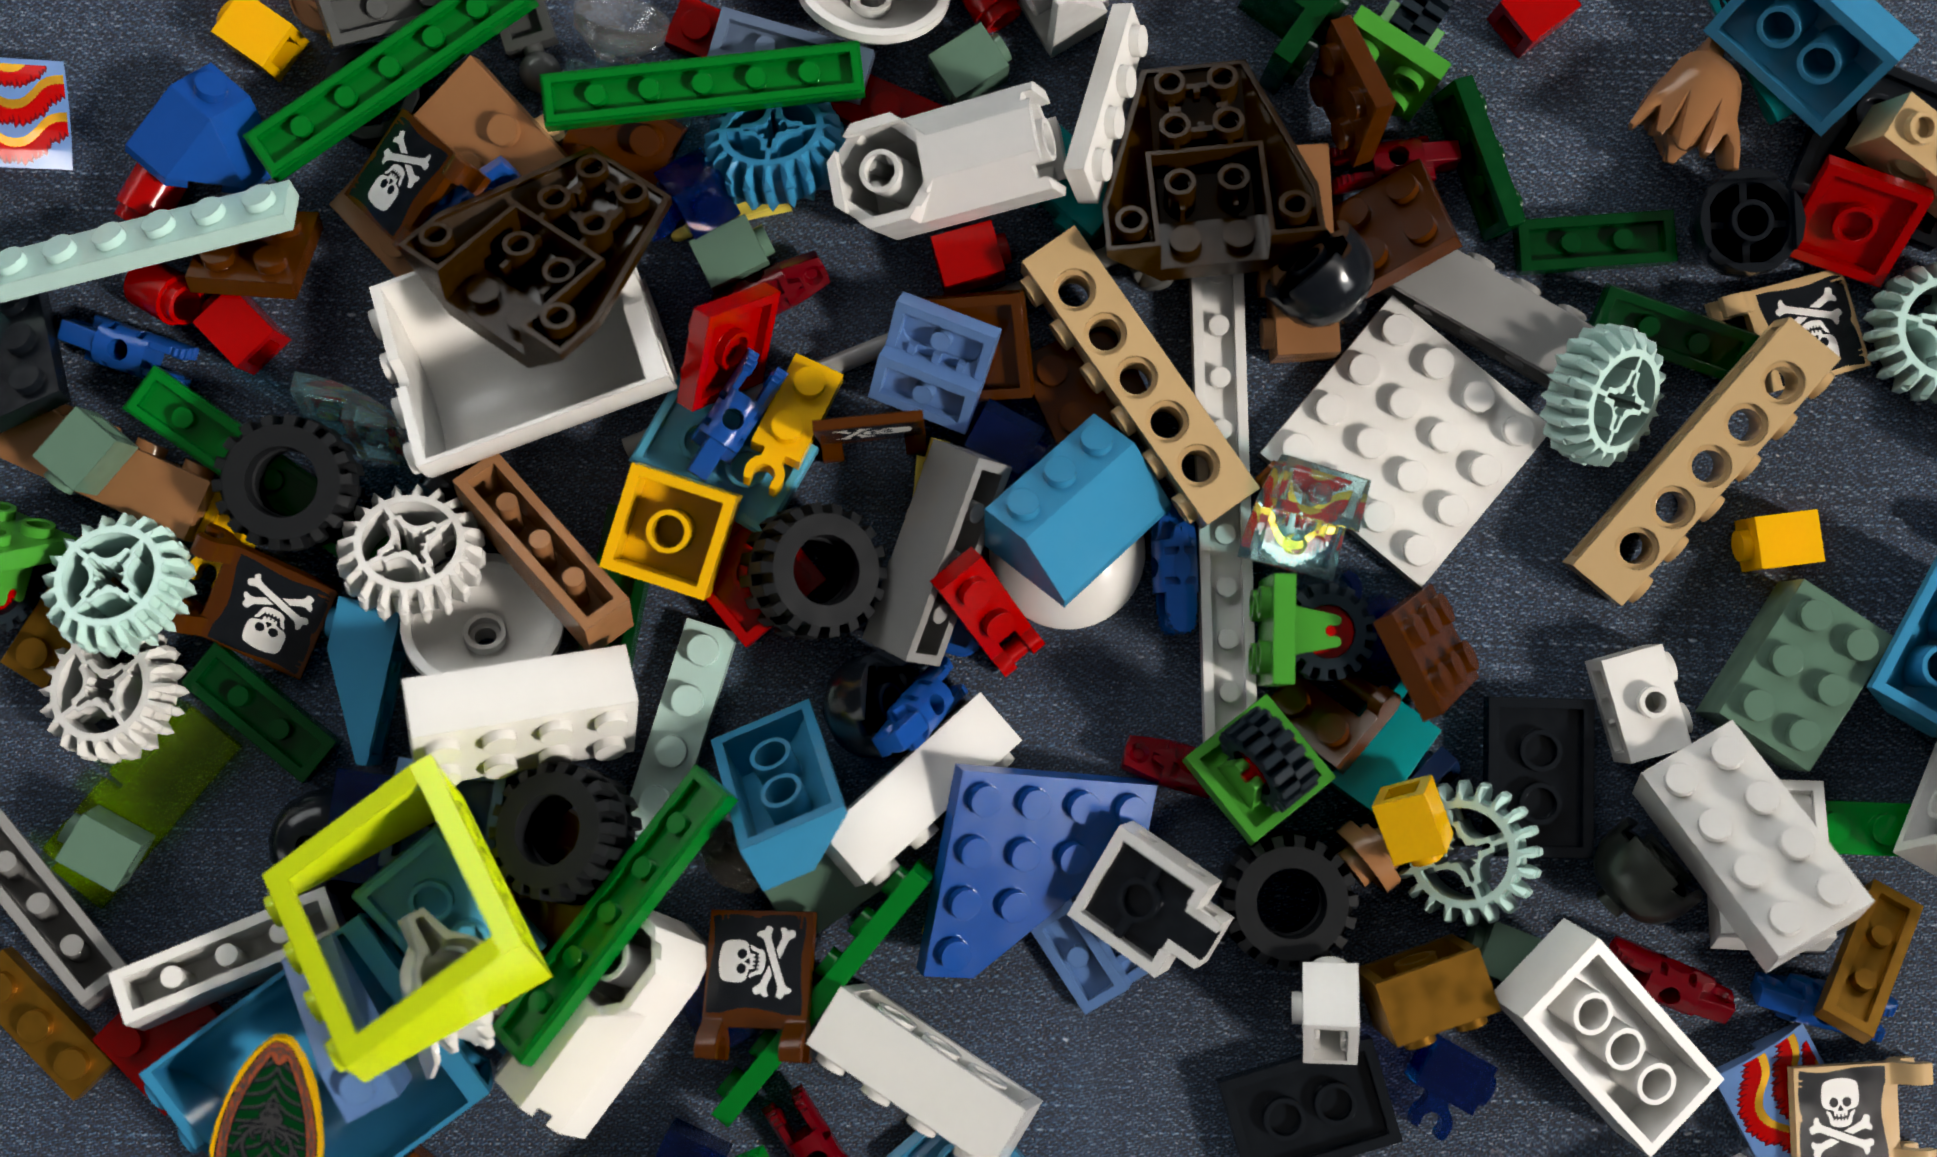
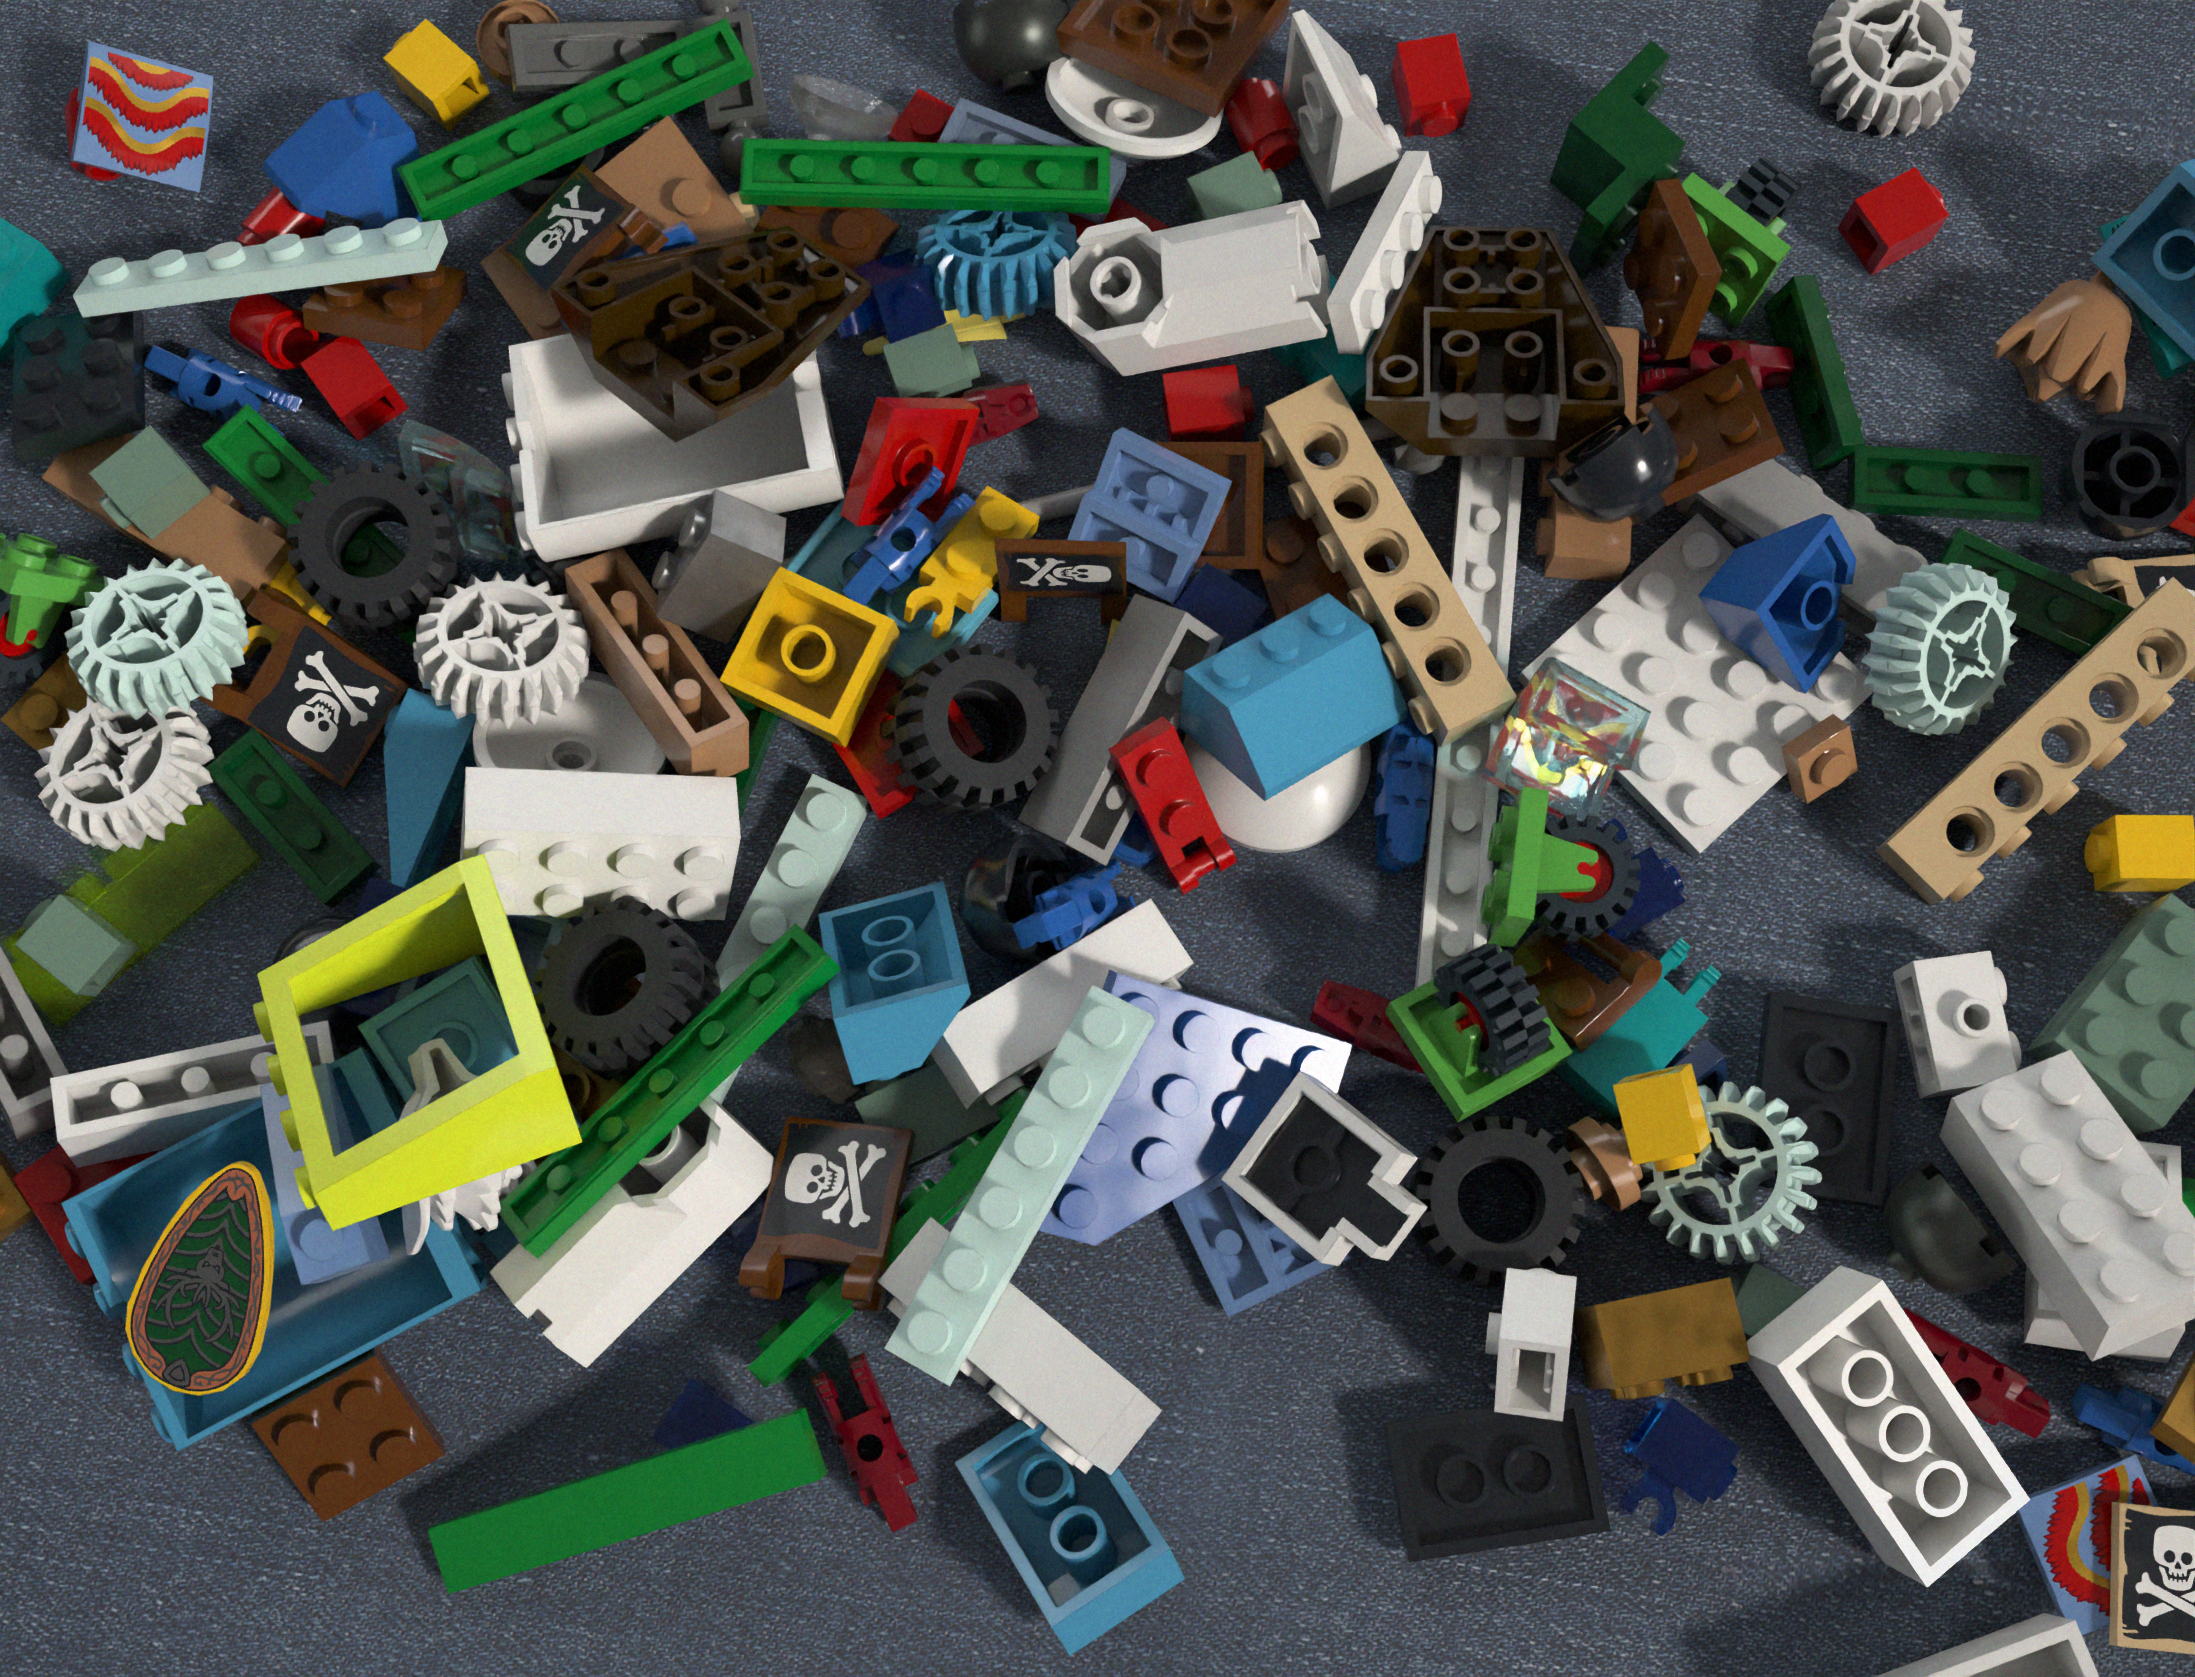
camera: 15 degrees right, 10 degrees down
(583, 467) = (720, 566): none -> flat silver brick
(909, 955) = (1020, 1185): none -> light aqua plate
(1428, 651) = (1699, 914): reddish brown plate -> none
(1472, 368) = (1784, 597): none -> blue slope
(1512, 496) = (1820, 758): none -> medium nougat plate

